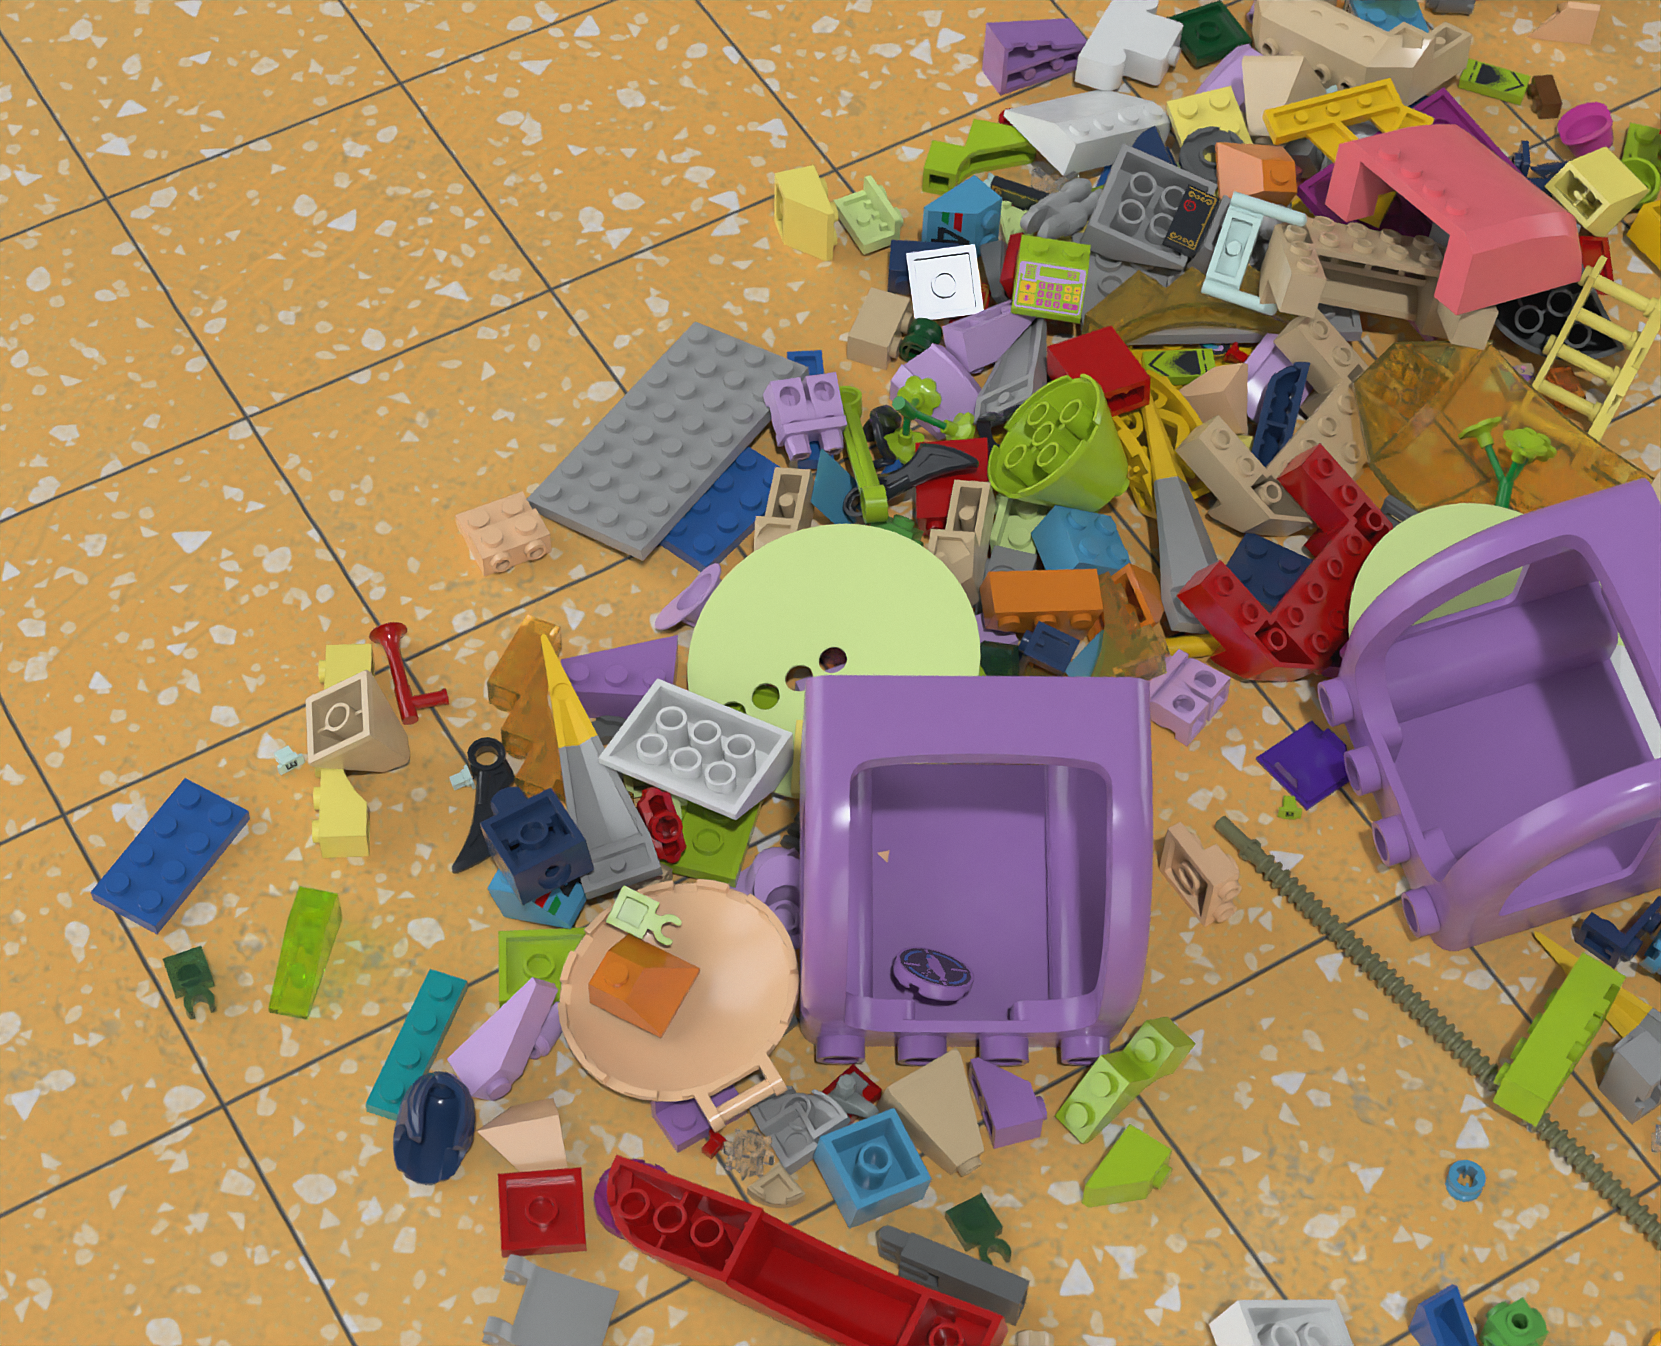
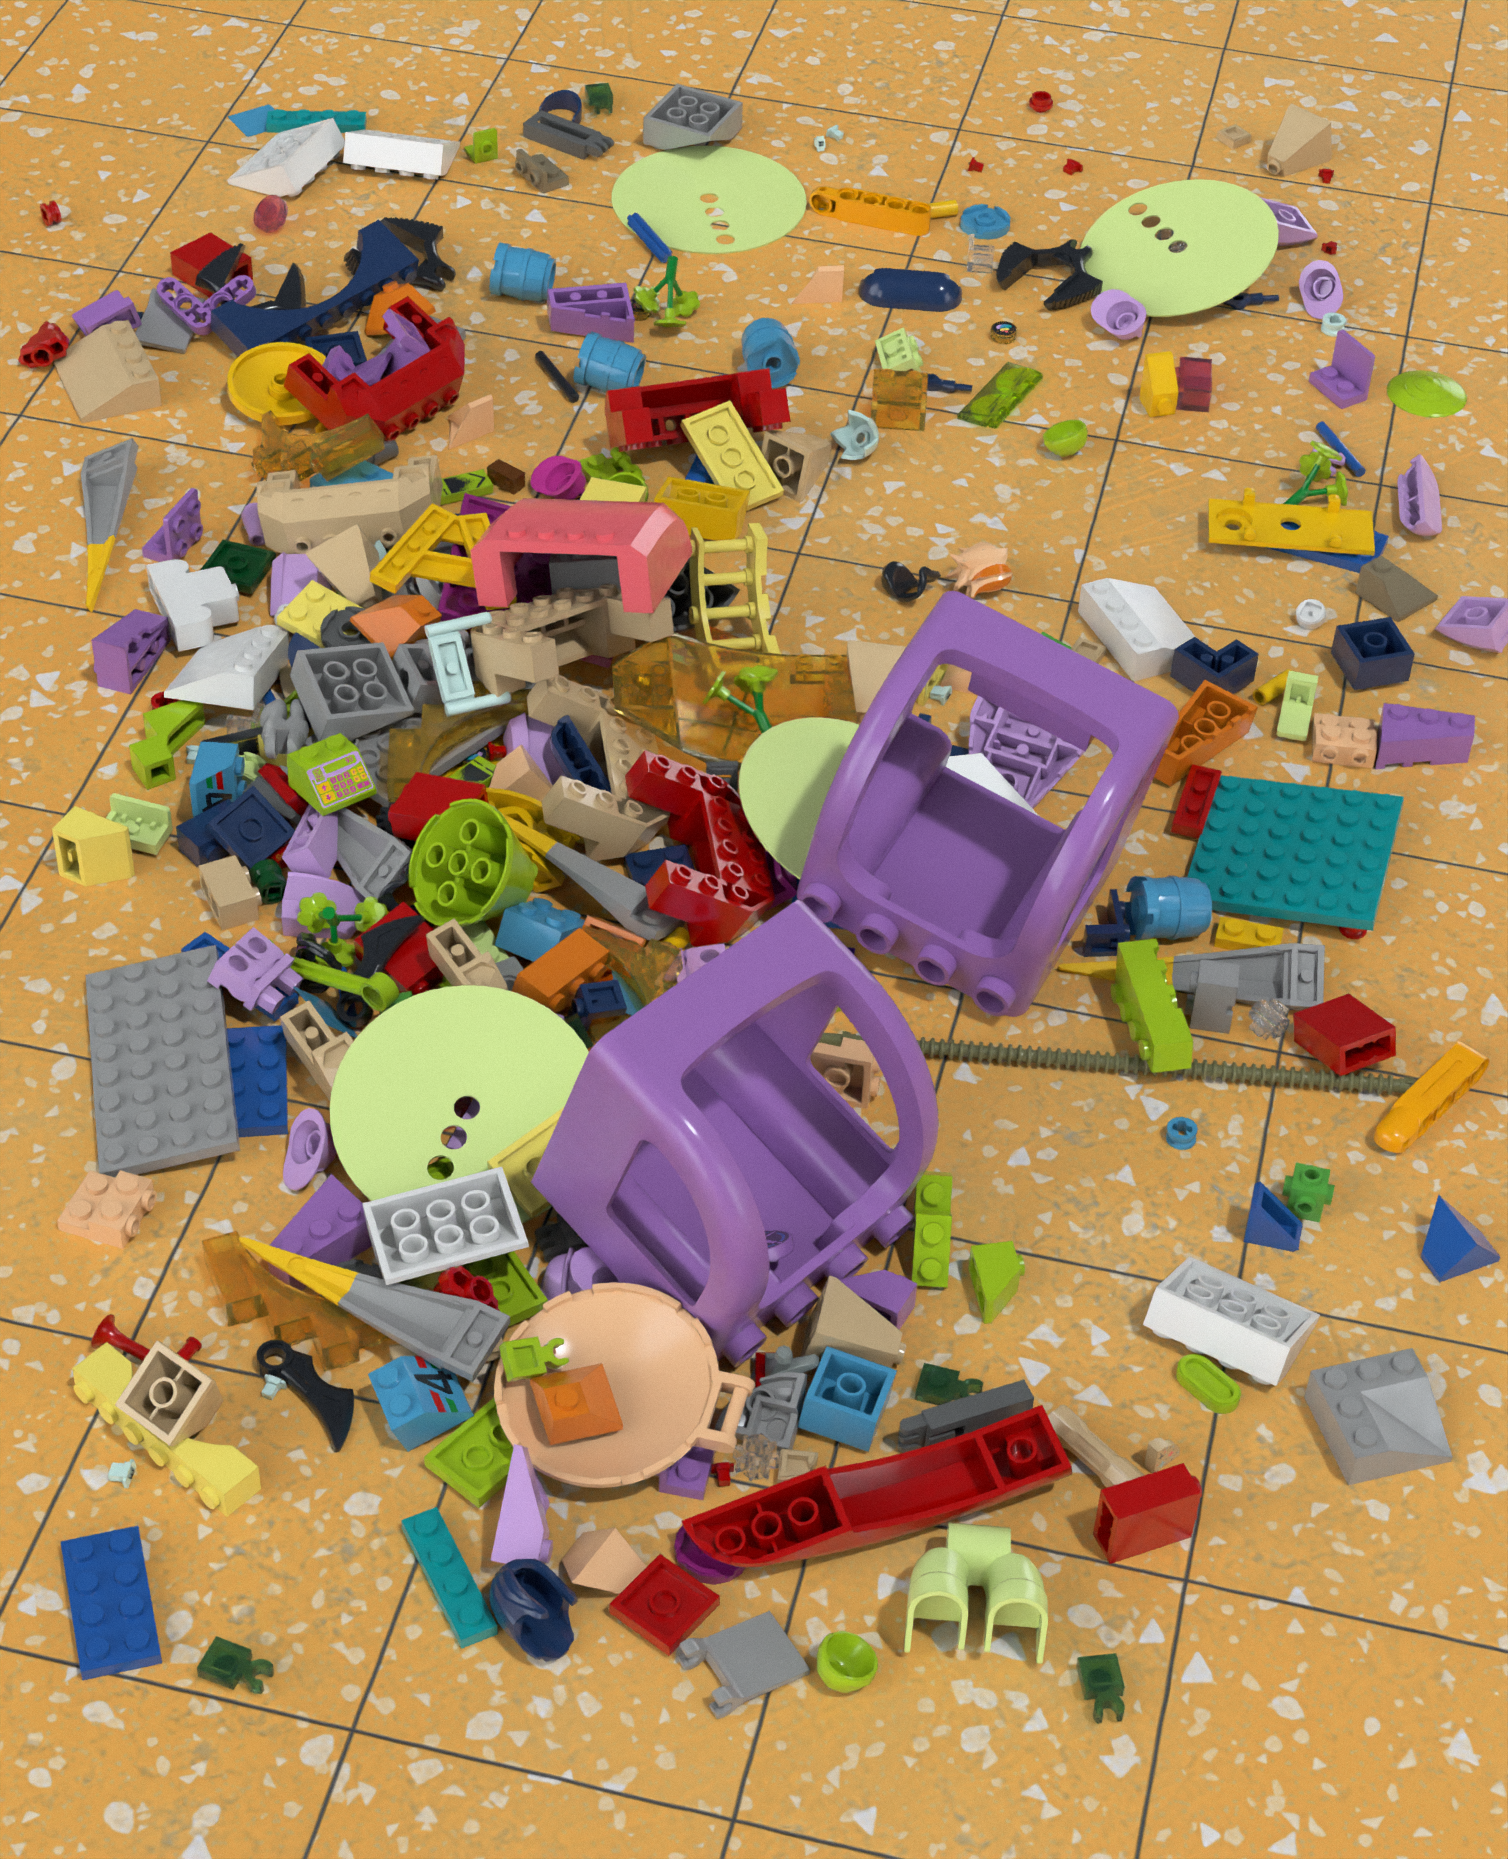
camera: 45 degrees left, 10 degrees down
(305, 951) = (297, 1579): clear neon green slope -> none
(531, 837) = (408, 1345): dark blue brick -> none
(1190, 221) = (392, 675): black tile -> none

